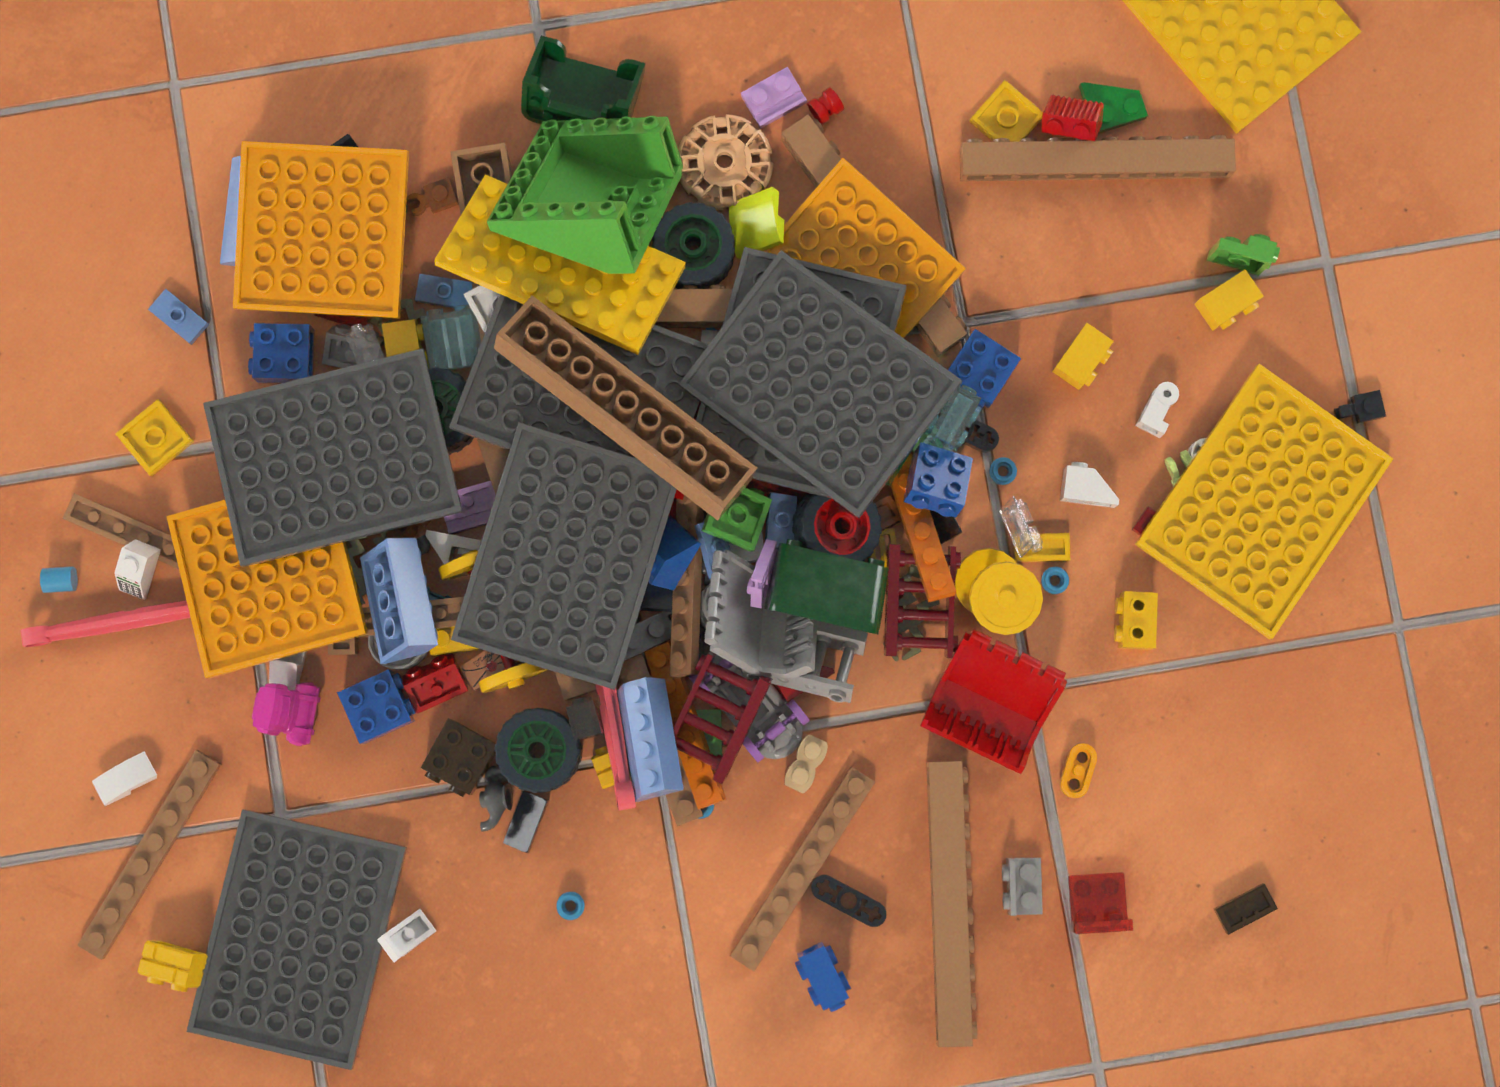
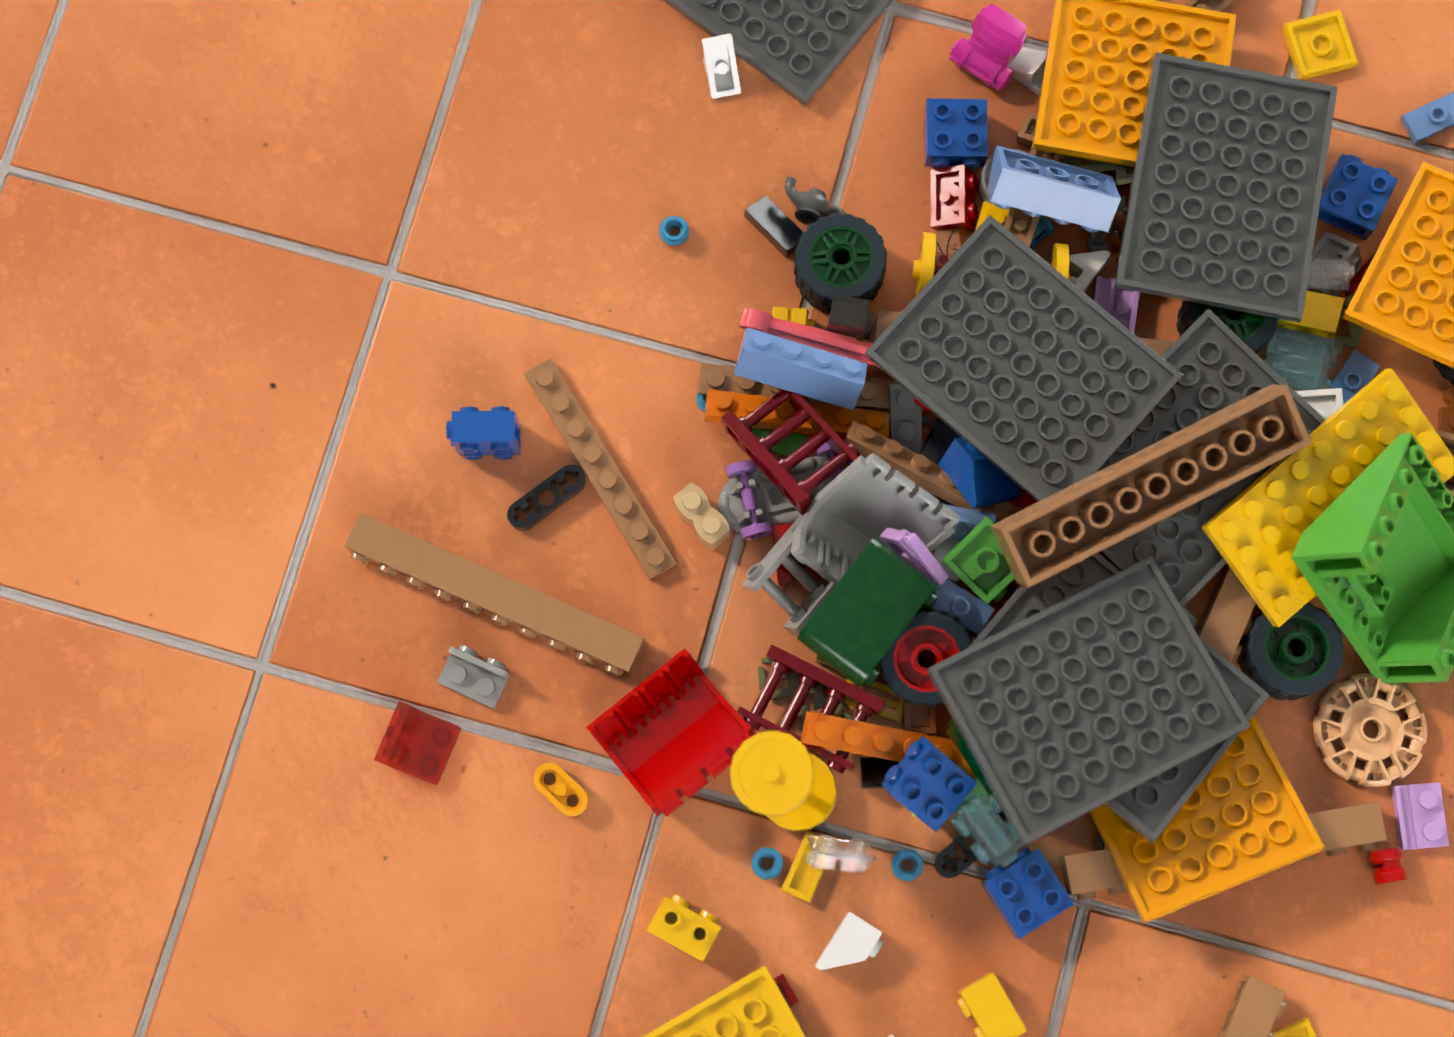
camera: 120 degrees right, 5 degrees down
(459, 758) = (869, 186): dark brown brick -> none
(757, 222) = (1290, 727): neon yellow slope -> none
(1245, 908) = (337, 893): dark brown plate -> none

